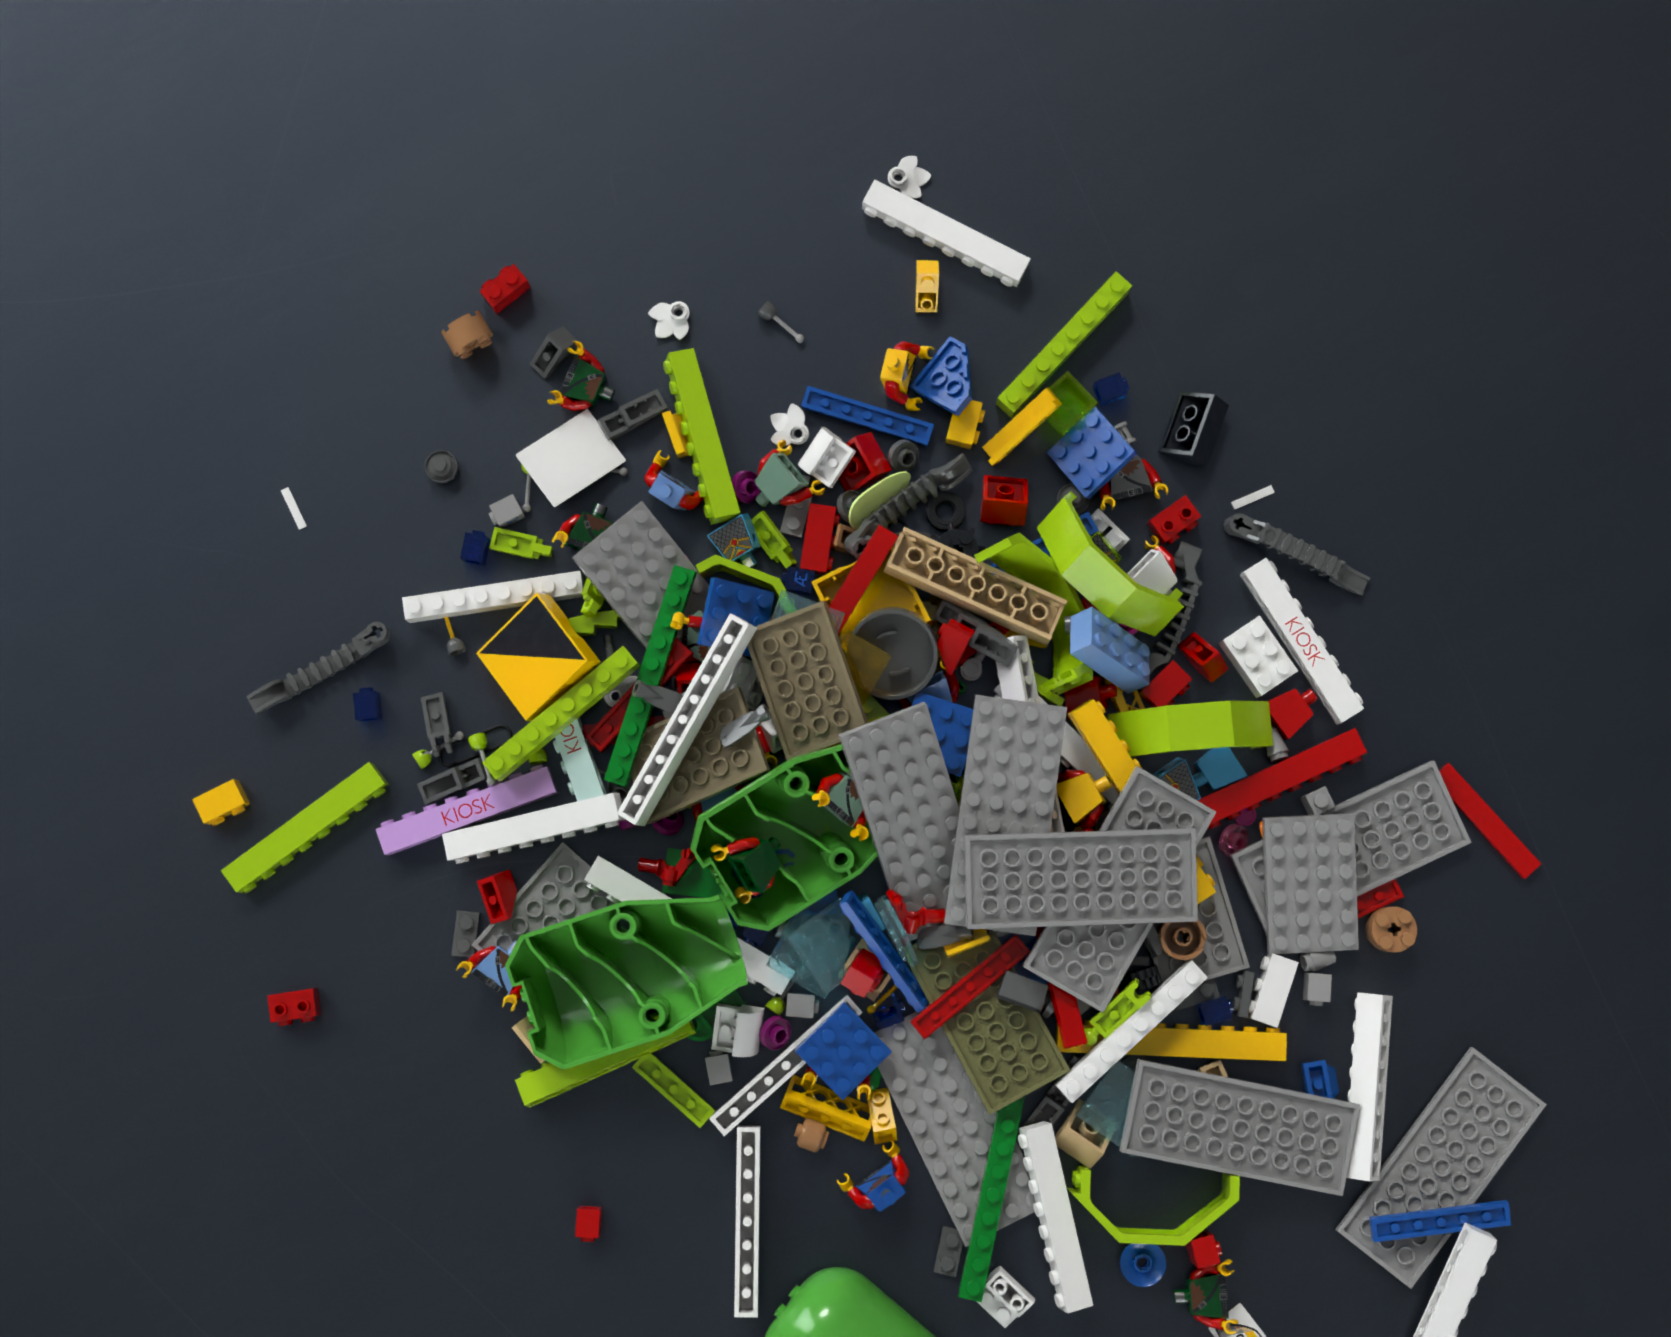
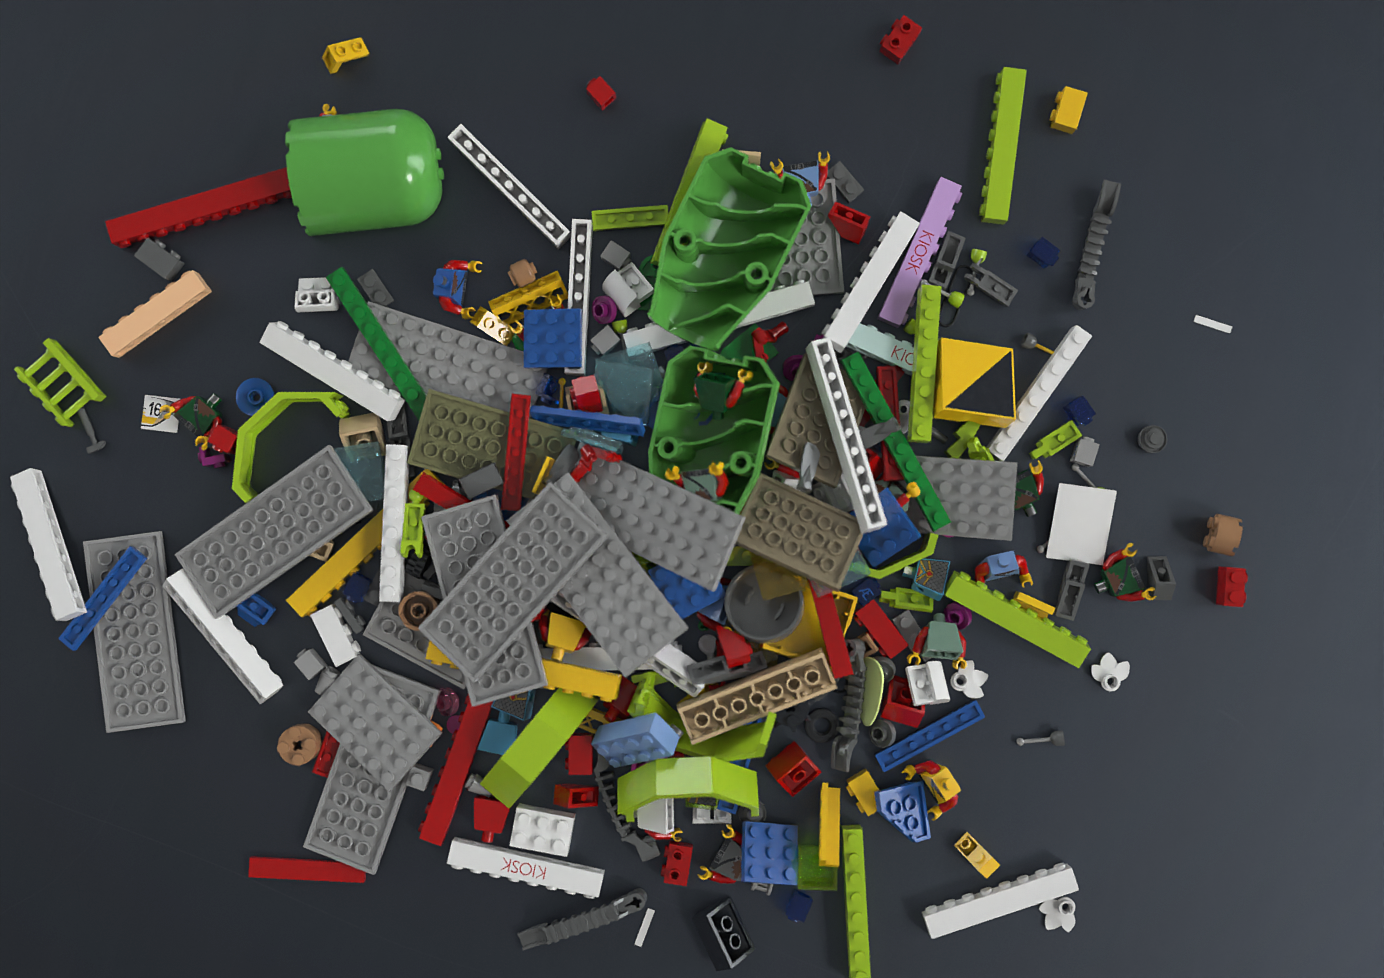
camera: 135 degrees right, 5 degrees up
(1229, 1240) = (216, 461): none -> magenta bracket

